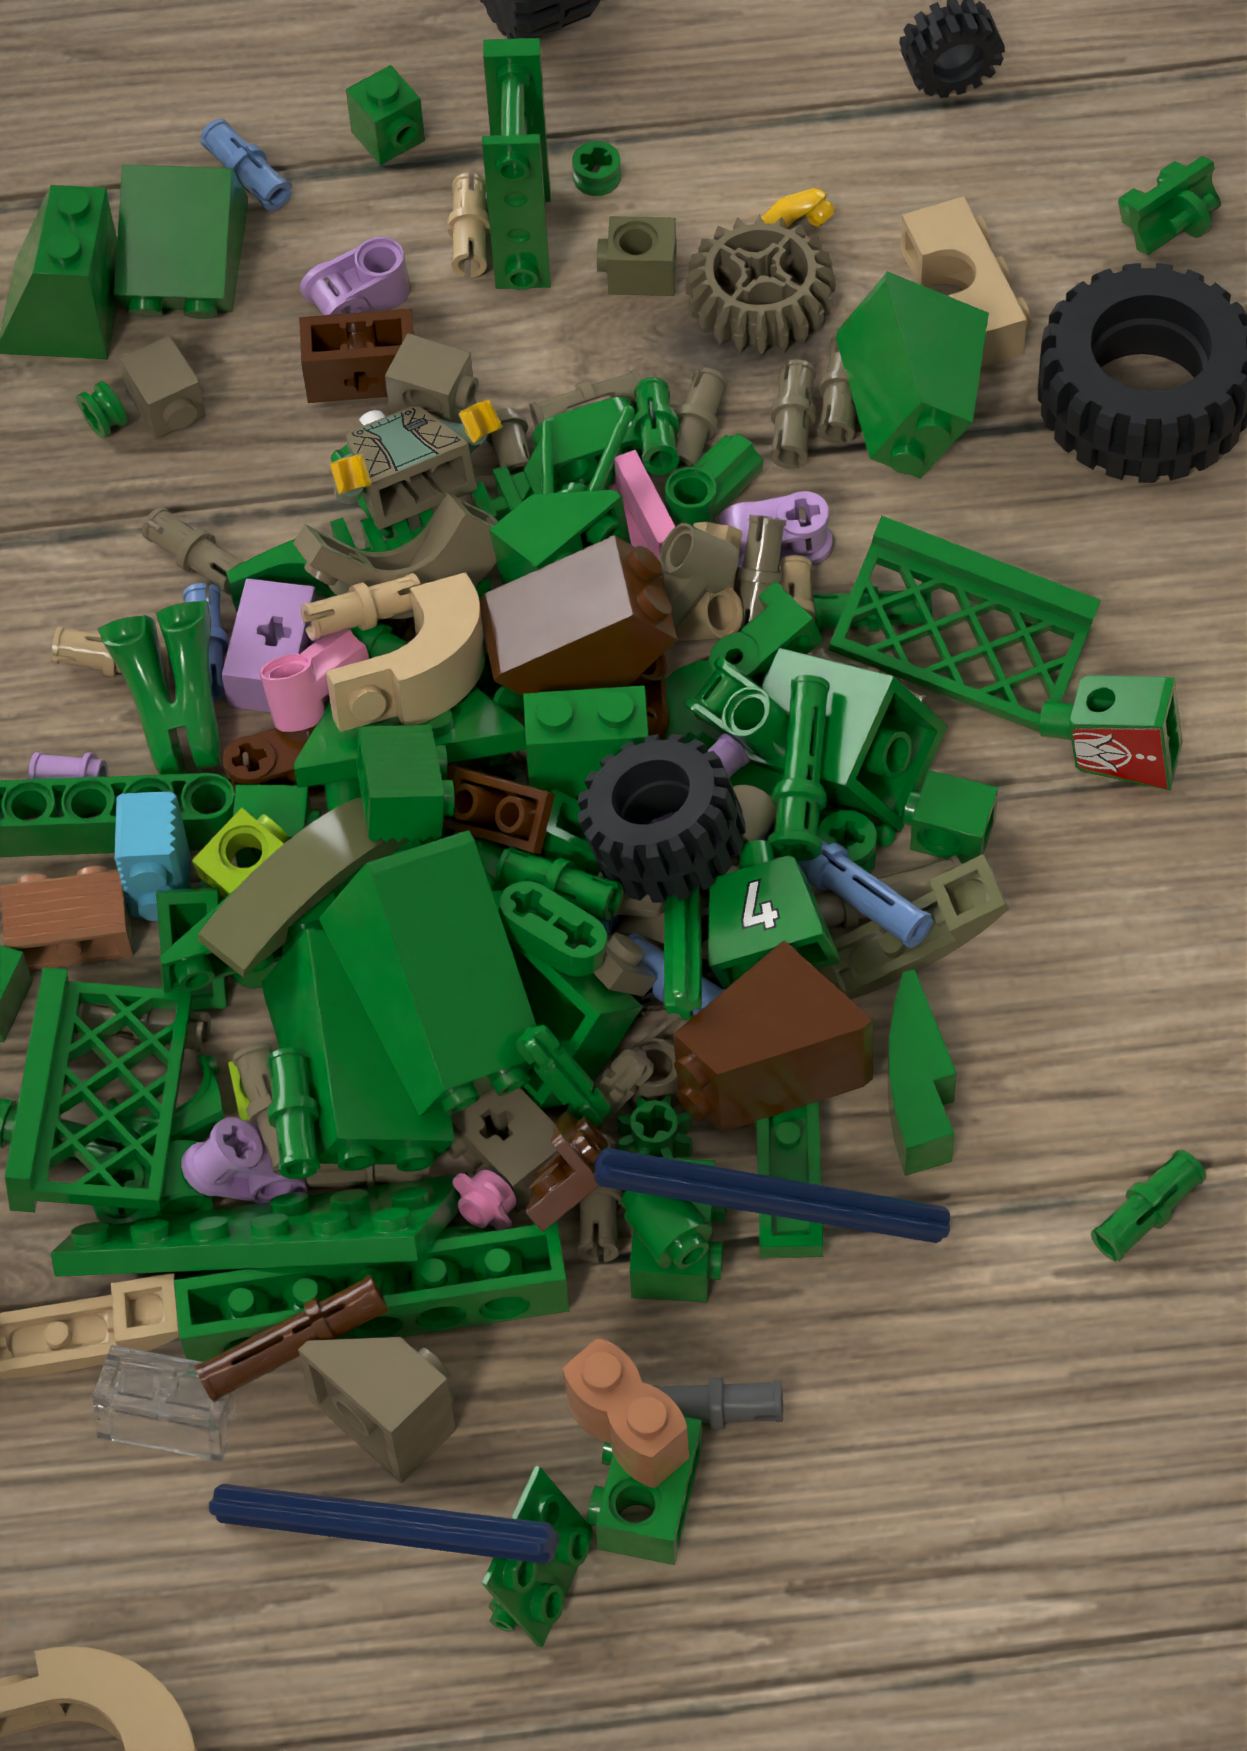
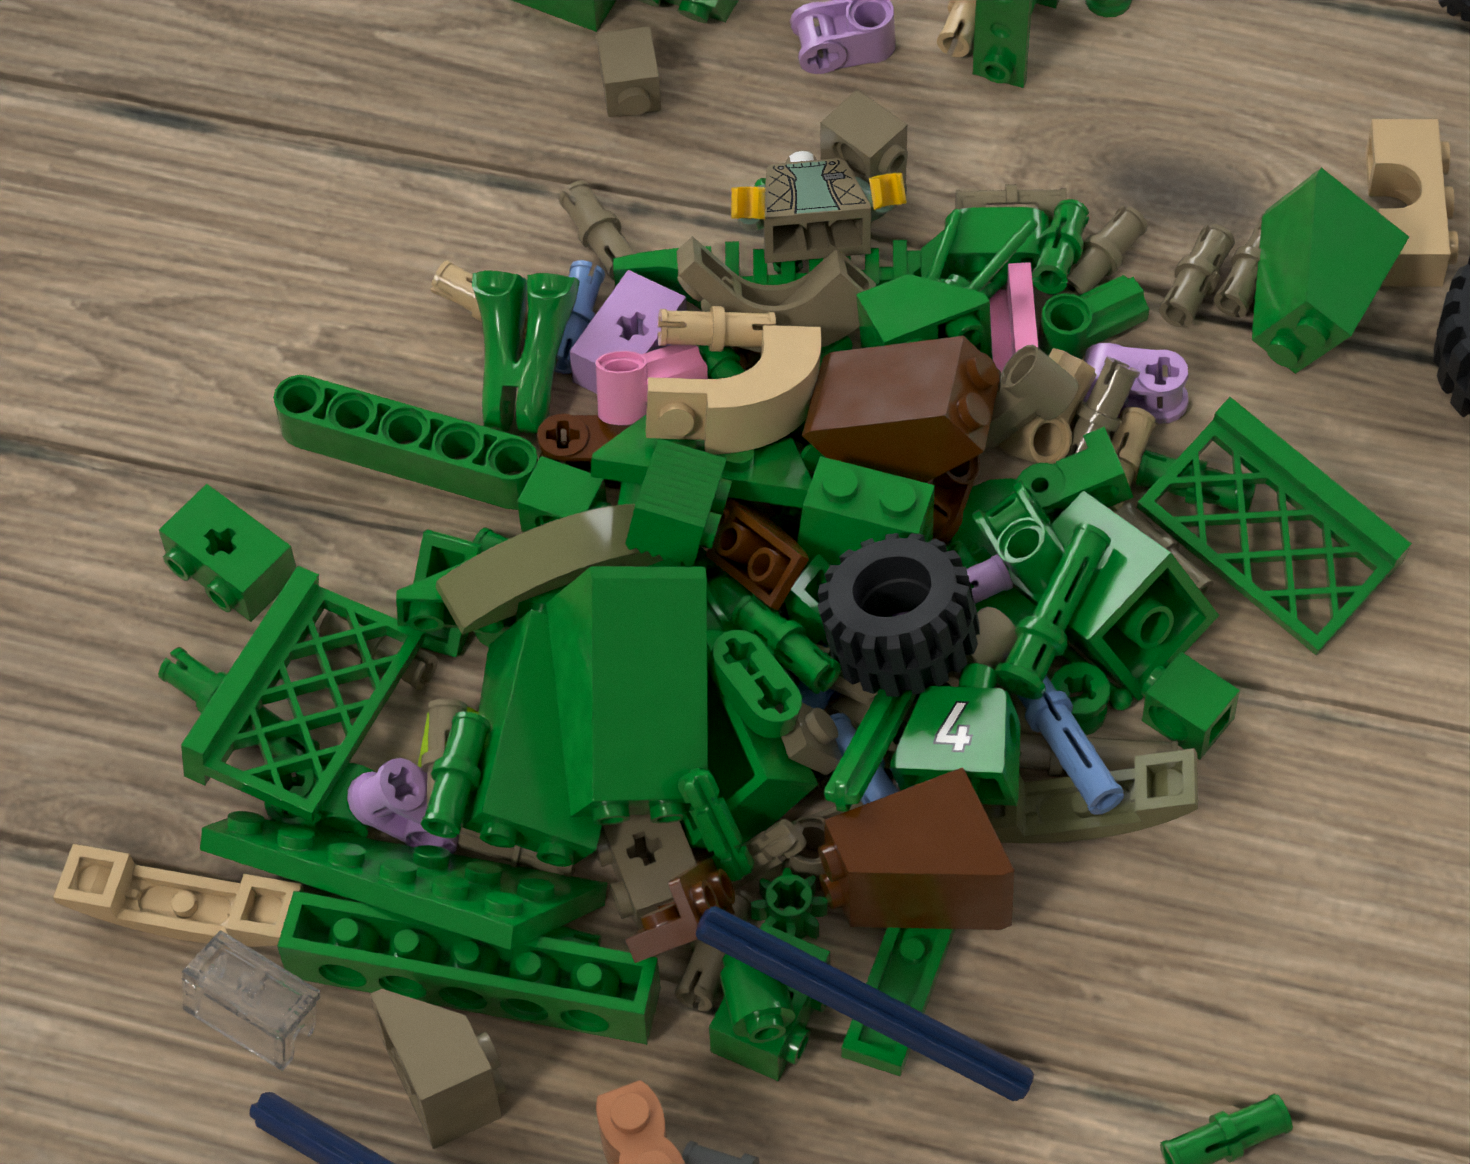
camera: 20 degrees right, 0 degrees up
(53, 766) = (395, 388): lavender pin -> none
(67, 918) = (347, 528): nougat brick -> none
(102, 409) = (569, 75): green bush -> none
(150, 849) = (440, 489): medium azure brick -> none
(192, 1119) = (381, 746): green helmet -> none
(242, 831) = (493, 515): lime brick -> none
(280, 1343) = (355, 983): reddish brown pin -> none
(350, 353) = (804, 88): reddish brown brick -> none
(485, 1199) = (607, 914): bright pink plate -> none
(511, 441) = (924, 212): dark tan pin -> none
(639, 256) = (1113, 83): olive brick -> none
(764, 300) = (1212, 160): dark tan gear -> none
(807, 202) = (1272, 82): yellow arm -> none
(919, 1081) = (1053, 940): green slope -> none
(1121, 728) = (1383, 672): green torso -> none

